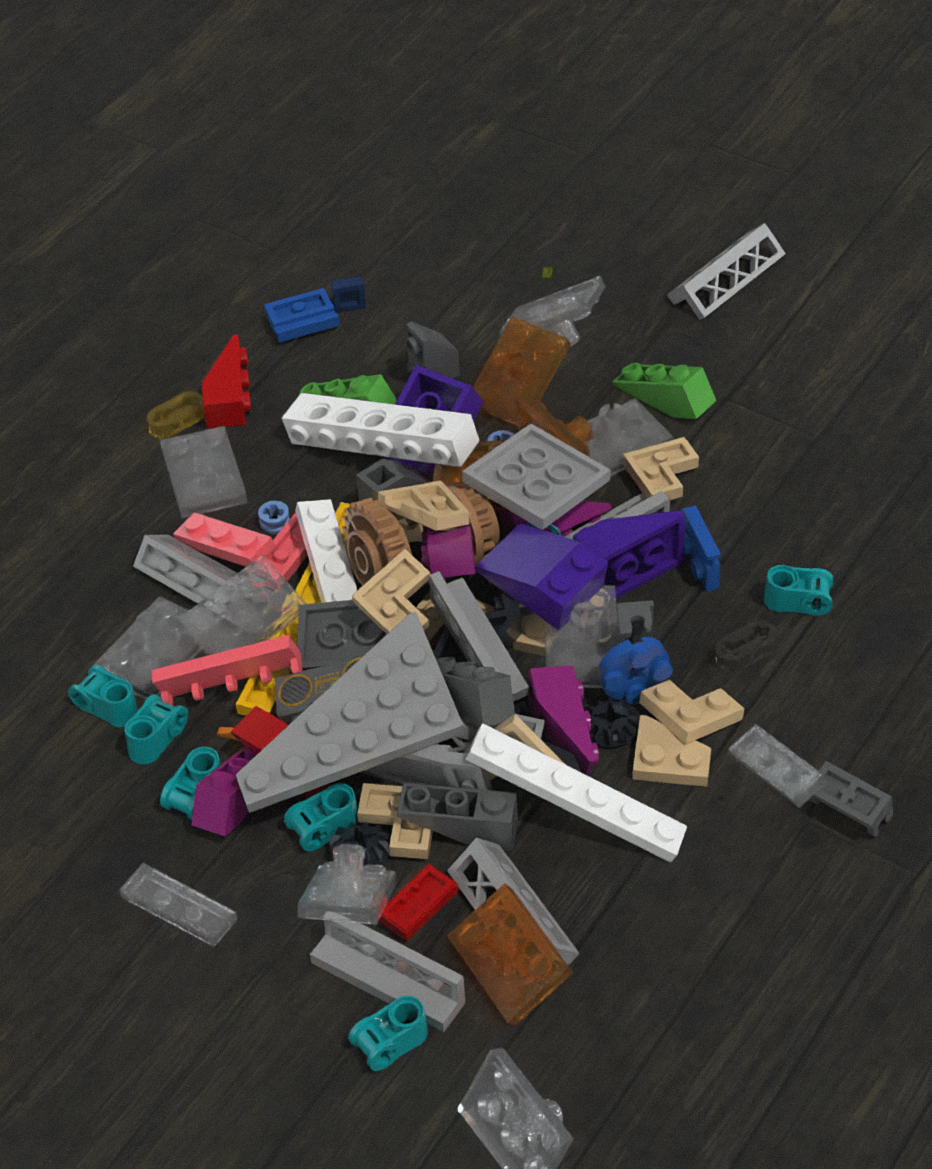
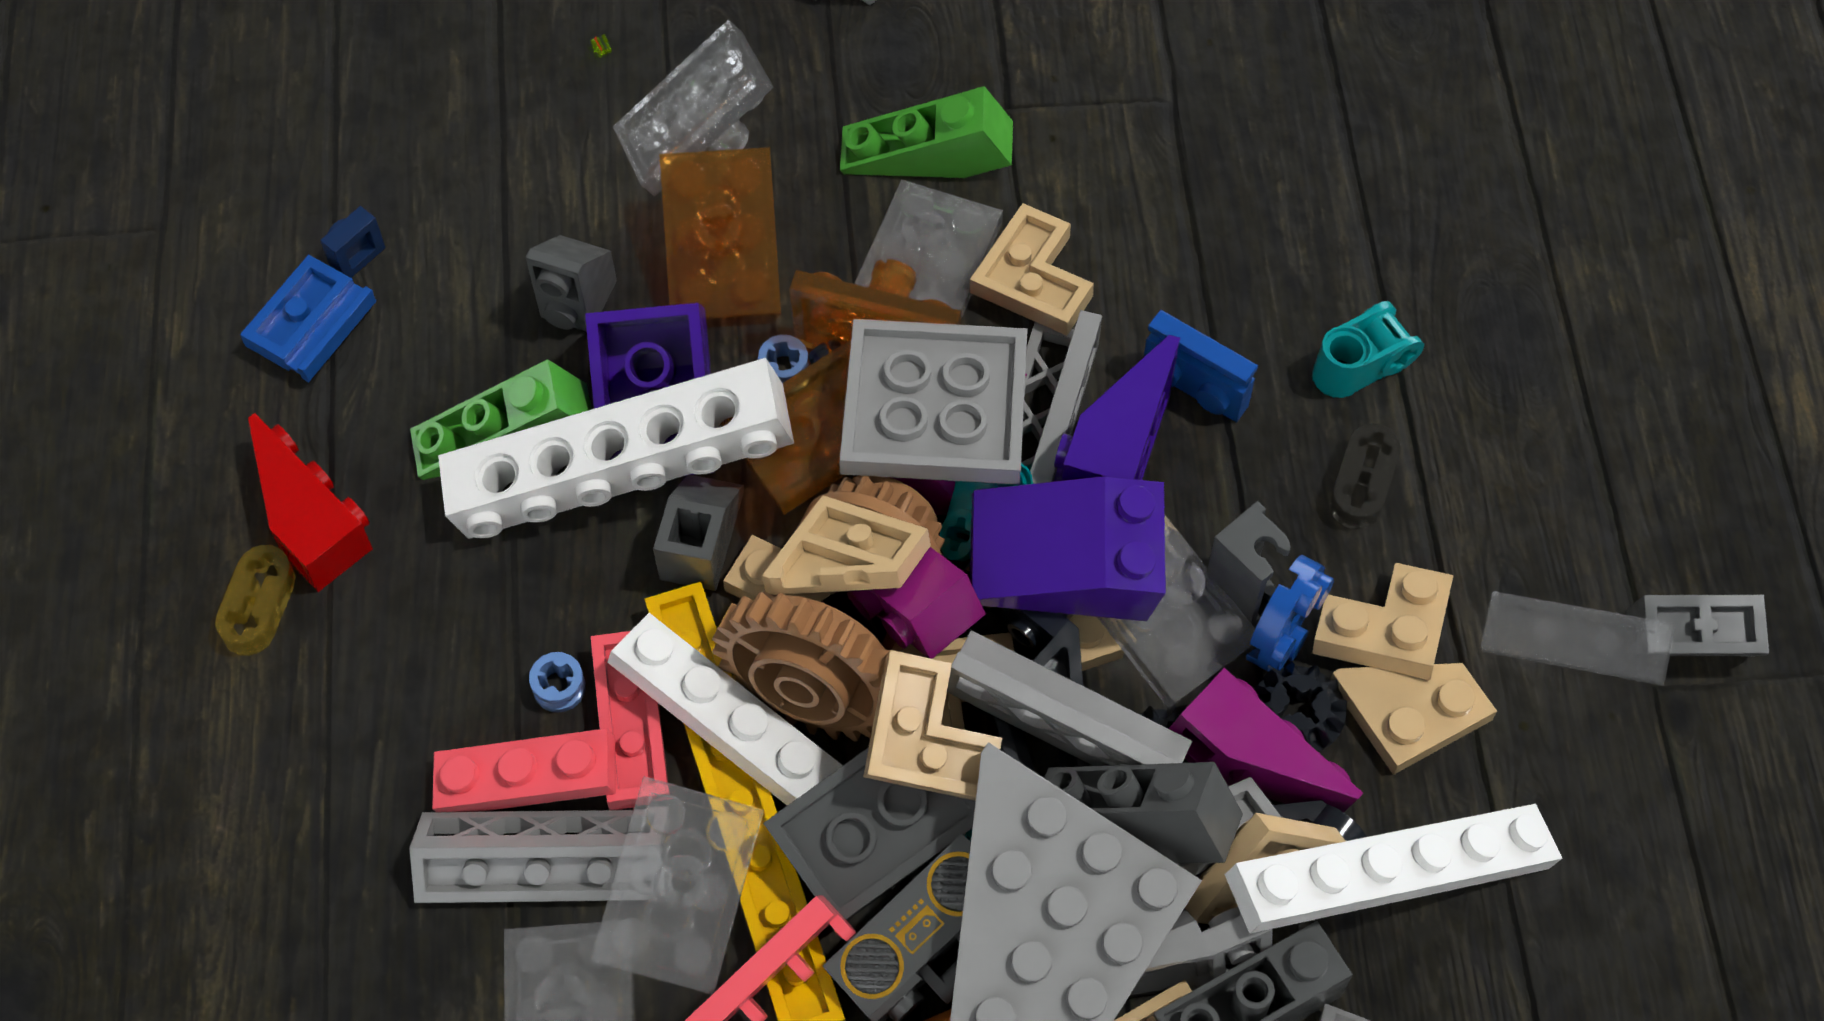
camera: 40 degrees left, 15 degrees up
(203, 471) = (381, 671): clear plate -> none

